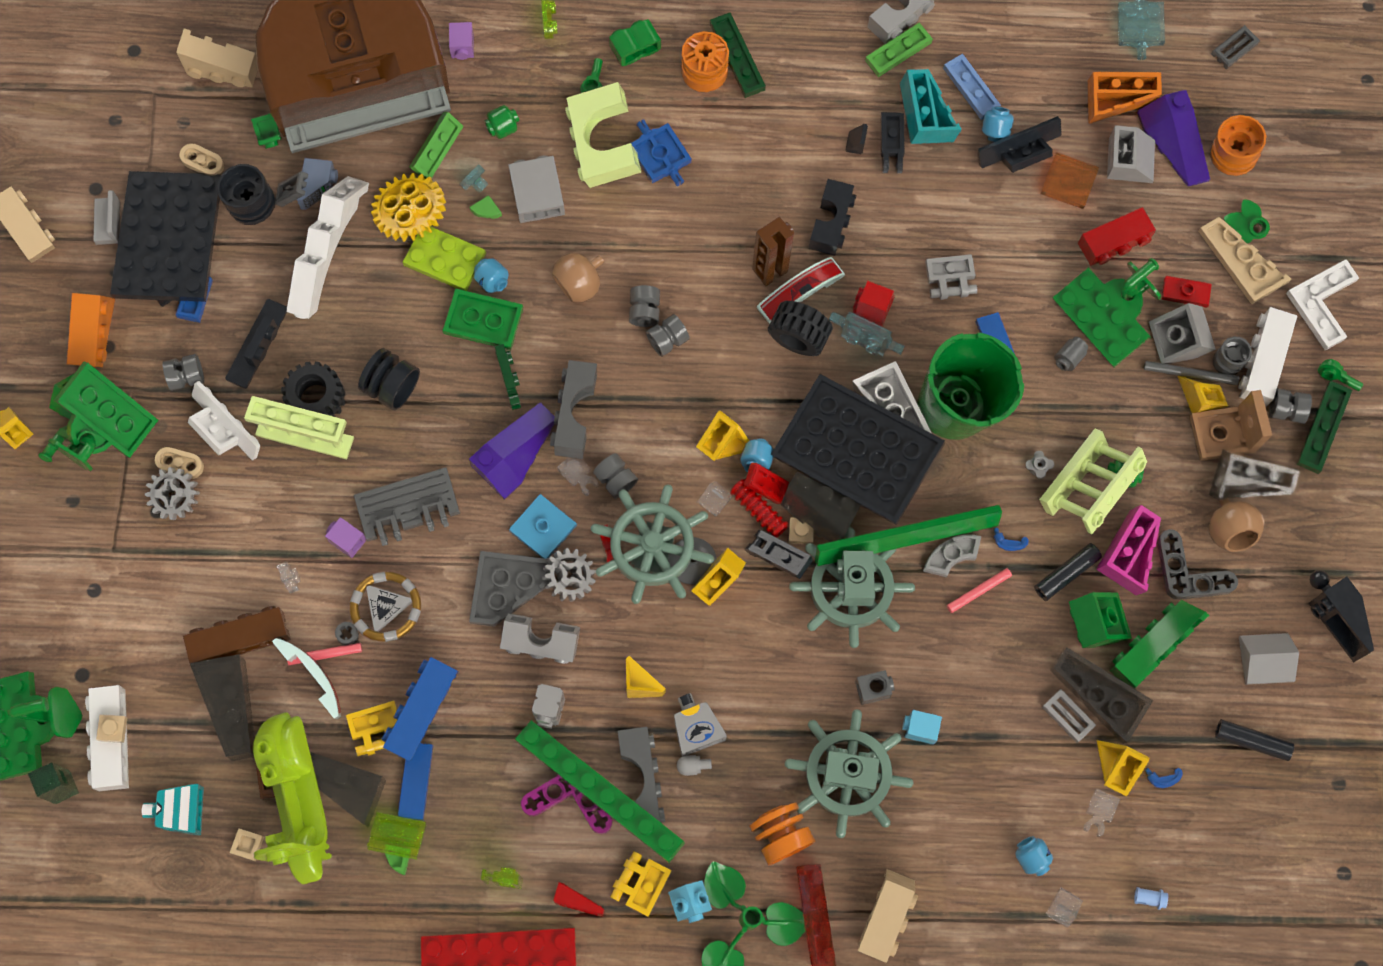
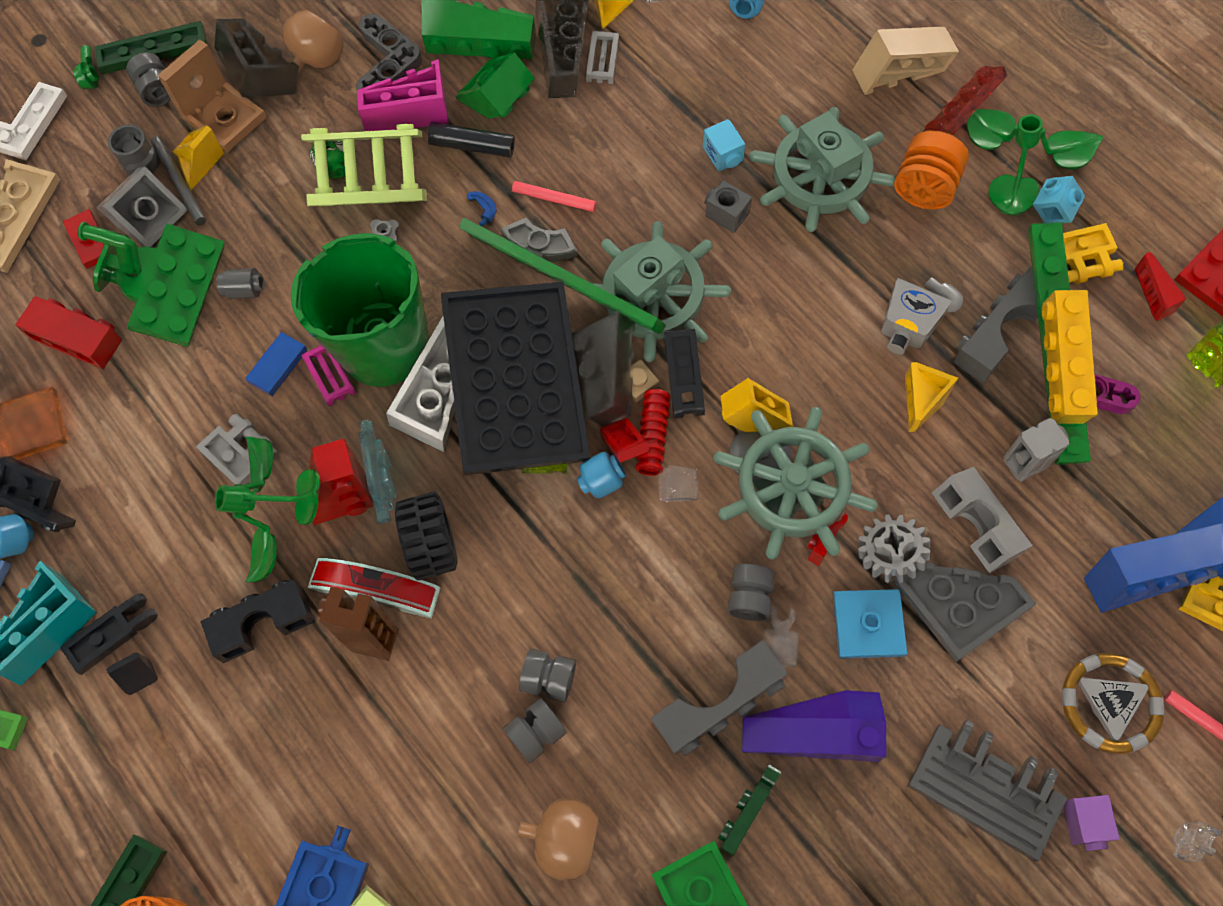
camera: 125 degrees left, 5 degrees down
(338, 633) = (1184, 721): dark grey bush -> none
(583, 772) = (1069, 357): none -> yellow brick
(722, 438) = (613, 527): yellow slope -> none
(900, 241) = (239, 500): none -> green plant
(1268, 354) = (87, 133): white brick -> none

